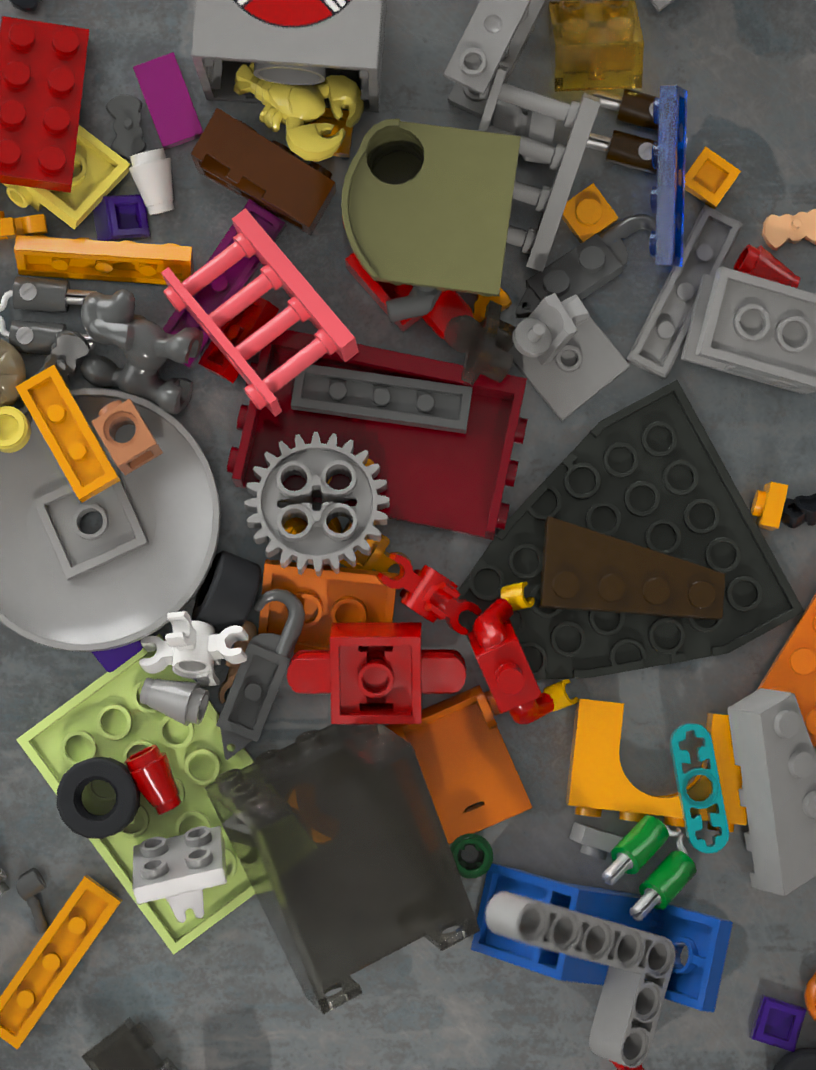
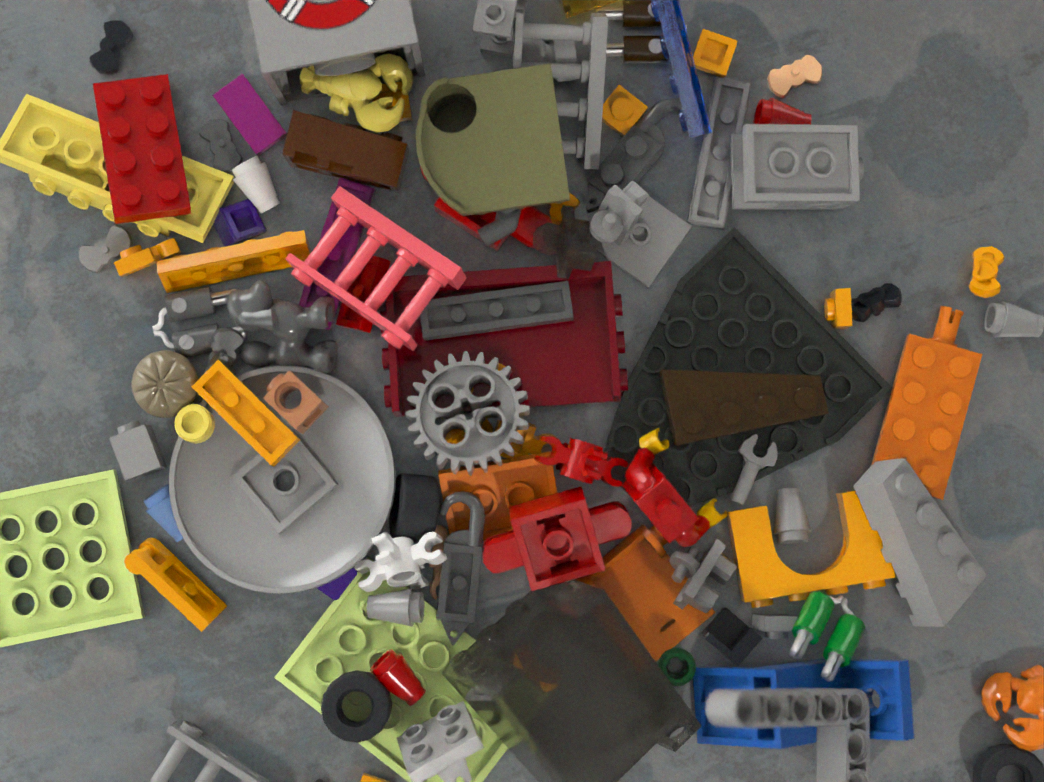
camera: 15 degrees left, 0 degrees up
(542, 839) = (731, 636): none -> black panel
(544, 752) = (712, 563): none -> light grey hips
(619, 656) = (751, 467): none -> light grey bar
(648, 725) = (791, 518): none -> light grey cone
(695, 823) = (868, 579): teal beam -> none
(778, 1023) = (966, 731): dark purple tile -> none

